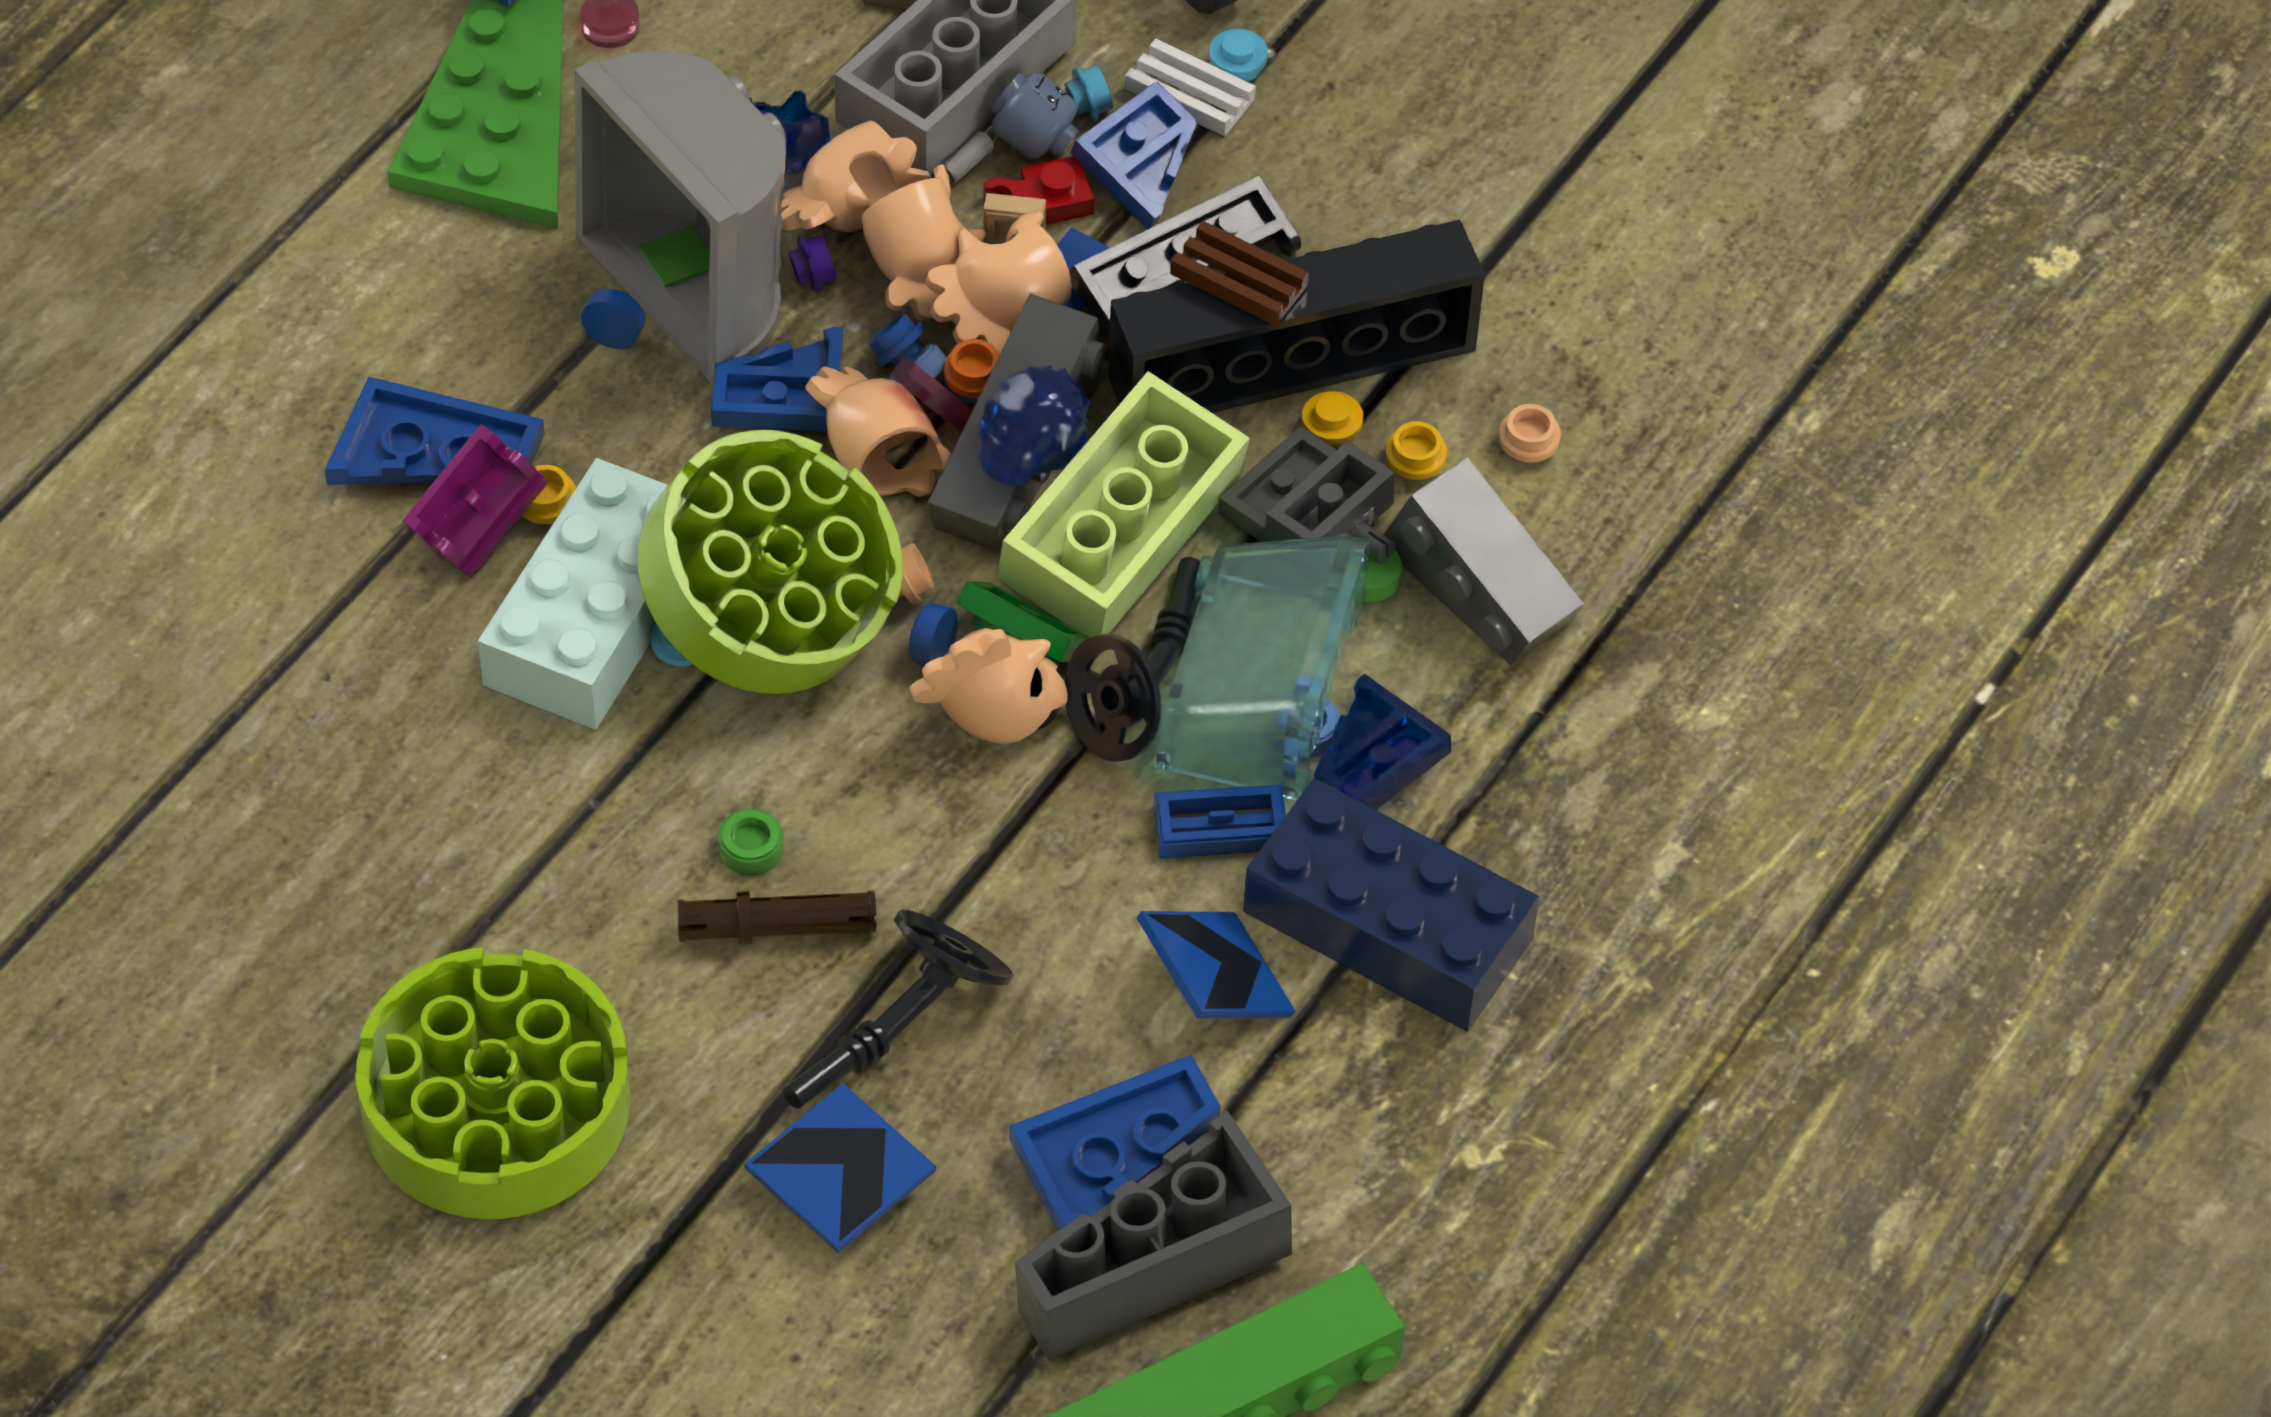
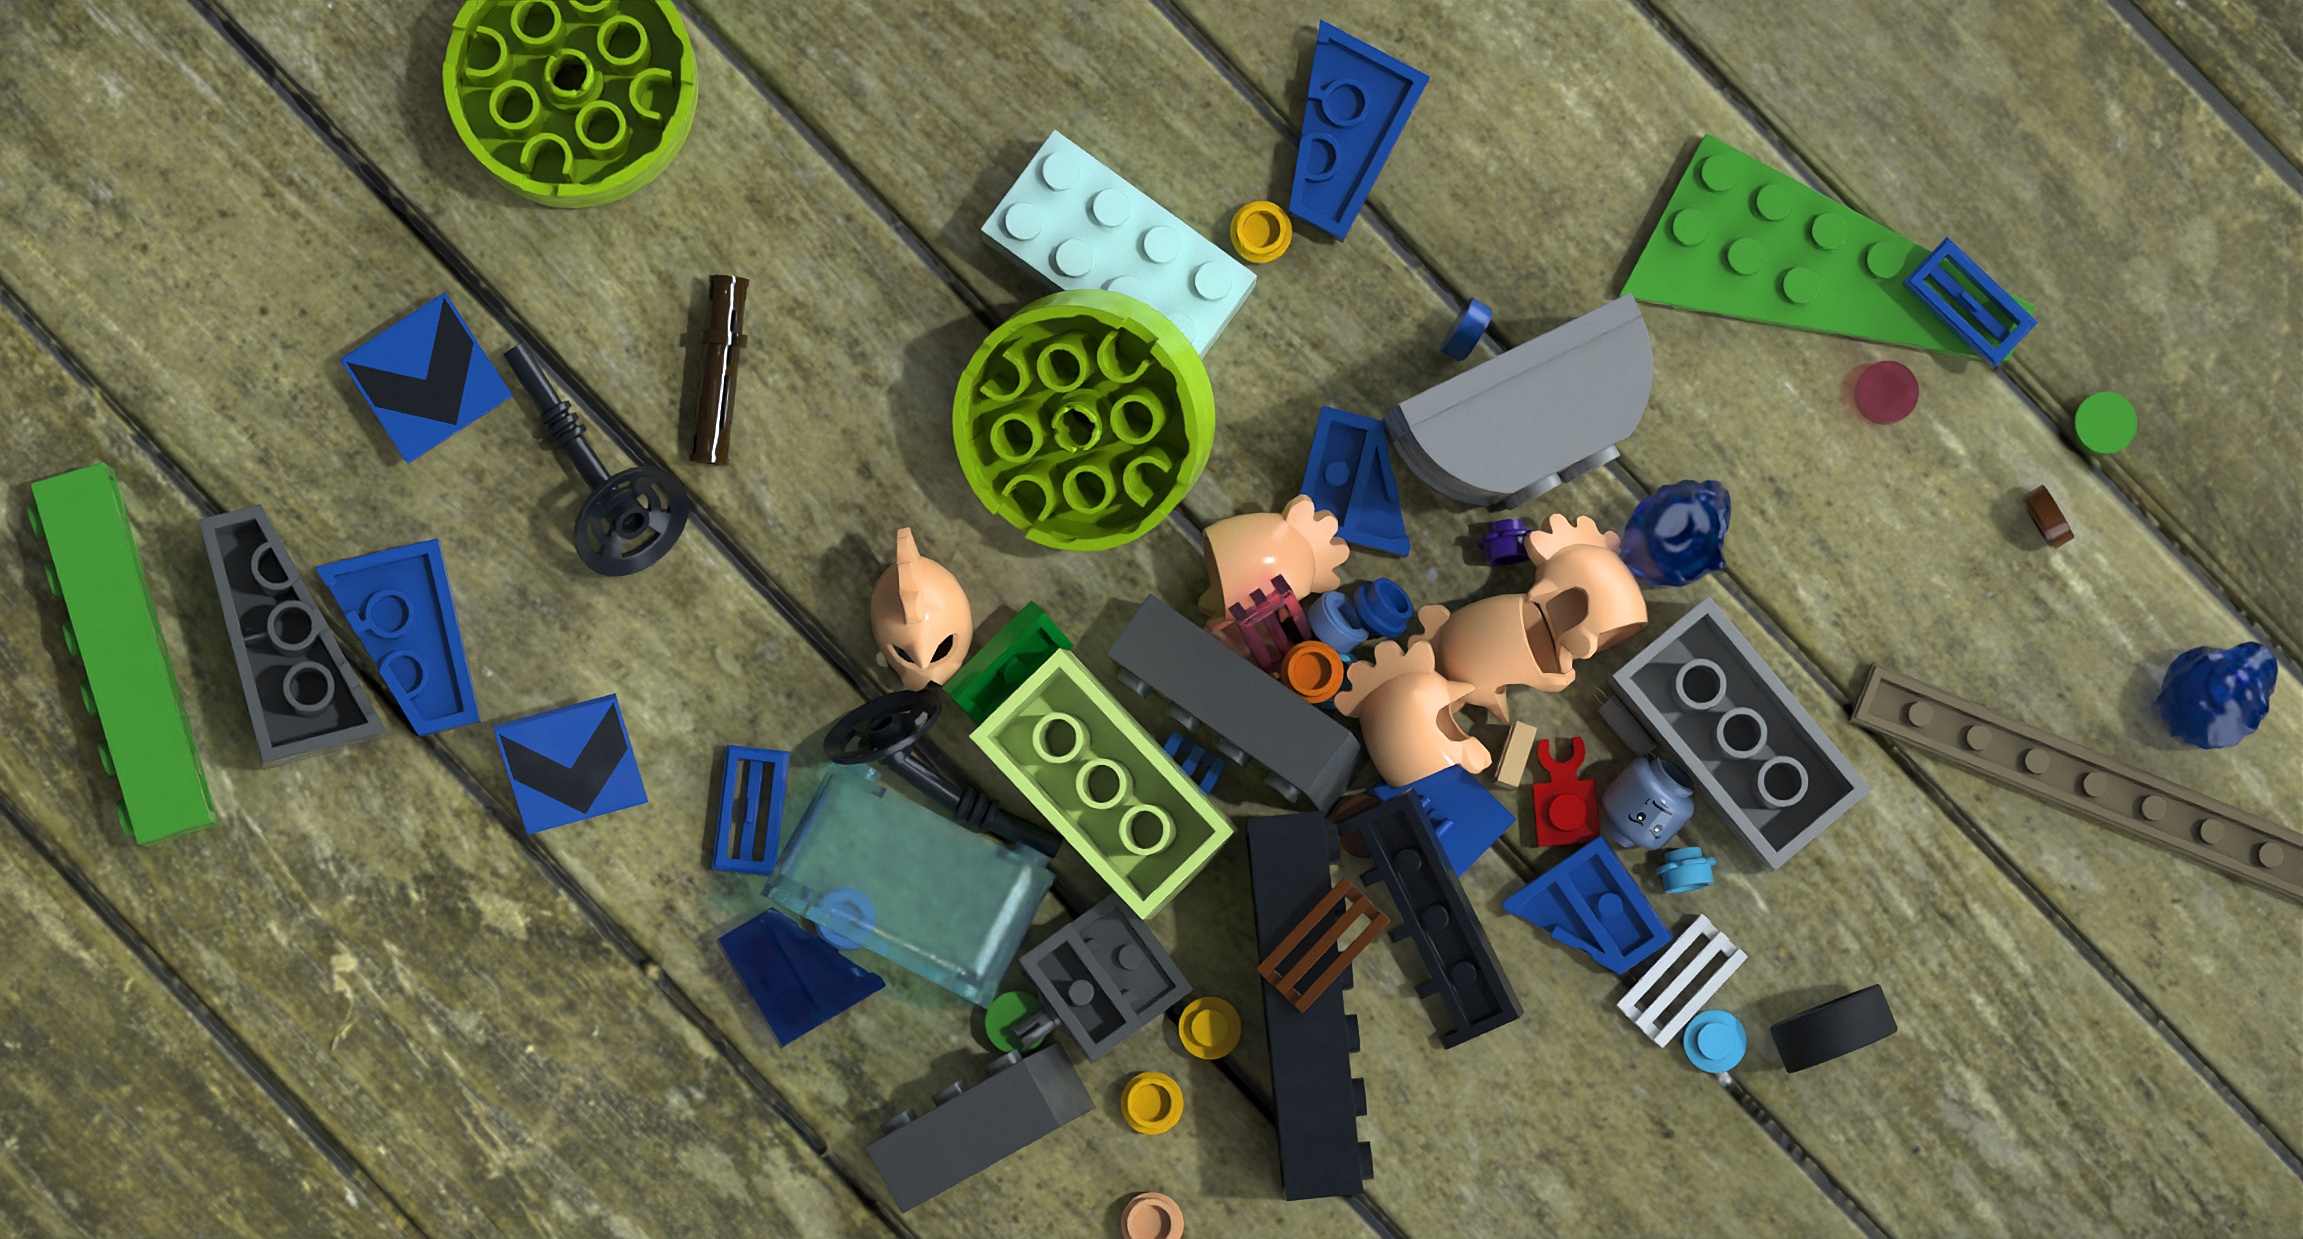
camera: 100 degrees right, 30 degrees up
(475, 501) = (1242, 158): magenta hinge -> none
(750, 841) = (816, 363): bright green tile -> none
(916, 575) = (1089, 569): light nougat plate -> none
(932, 633) = (1010, 575): blue tile -> none
(1033, 424) = (1191, 703): clear blue hair -> none
(1390, 904) = (605, 944): dark blue brick -> none

